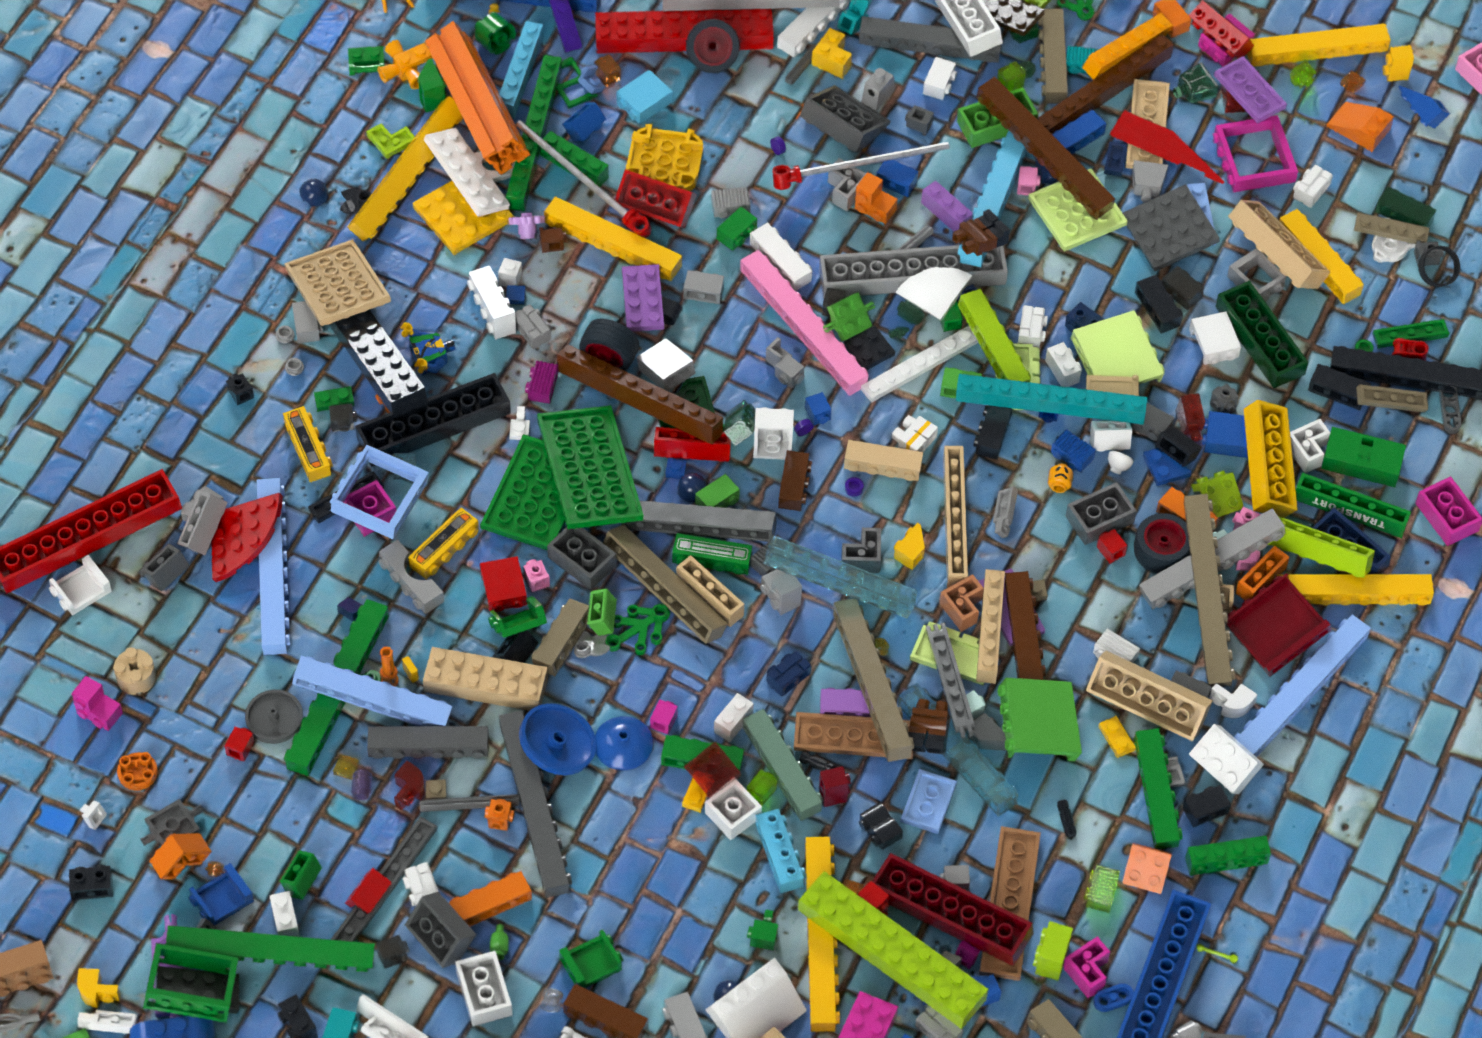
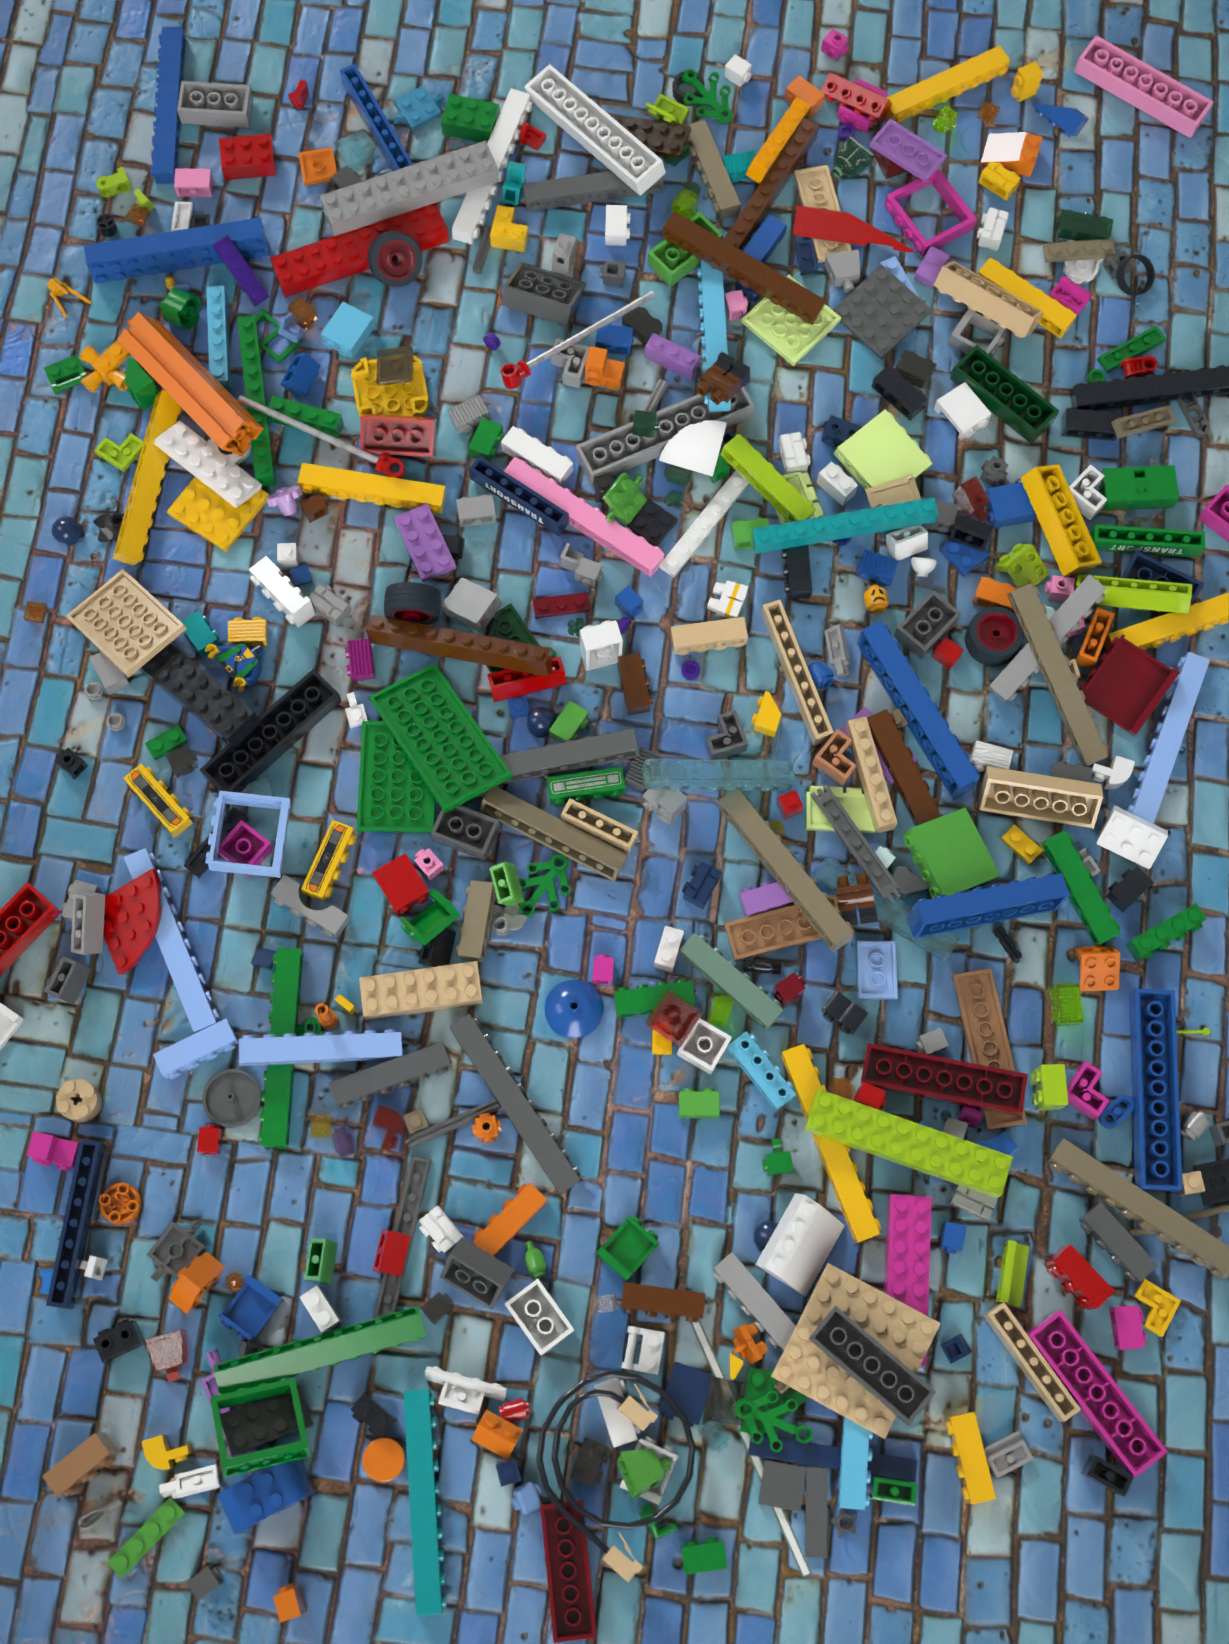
camera: 20 degrees left, 15 degrees up
(91, 771) = (76, 1224): none -> dark blue brick
(132, 906) = (168, 1353): none -> clear red torso
(257, 252) = (35, 612): none -> clear orange plate
(257, 662) = (195, 1049): none -> light blue brick
(401, 311) = (200, 633): none -> teal brick
(447, 326) = (248, 631): none -> yellow brick
(557, 739) = (513, 1031): blue dish -> none
(676, 139) = (395, 365): none -> clear smoke tile
(708, 859) = (698, 1103): none -> bright green brick
(740, 422) = (565, 644): brick -> none
(749, 285) = (519, 496): none -> dark blue brick
(752, 393) = (561, 605): none -> dark red plate
(893, 254) = (645, 423): none -> clear green brick
(901, 629) = (789, 804): none -> red brick
(929, 170) = (643, 324): none -> clear smoke brick
(978, 527) = (821, 674): none -> blue head
(1056, 770) = (987, 905): none -> blue brick
(1060, 584) = (920, 712): none -> blue brick
(1202, 57) = (845, 131): none -> dark purple tile
(1229, 201) = (931, 266): none -> medium lavender brick
(1337, 144) = (999, 180): none -> yellow brick
(1366, 267) = (1070, 295): none -> dark pink bracket

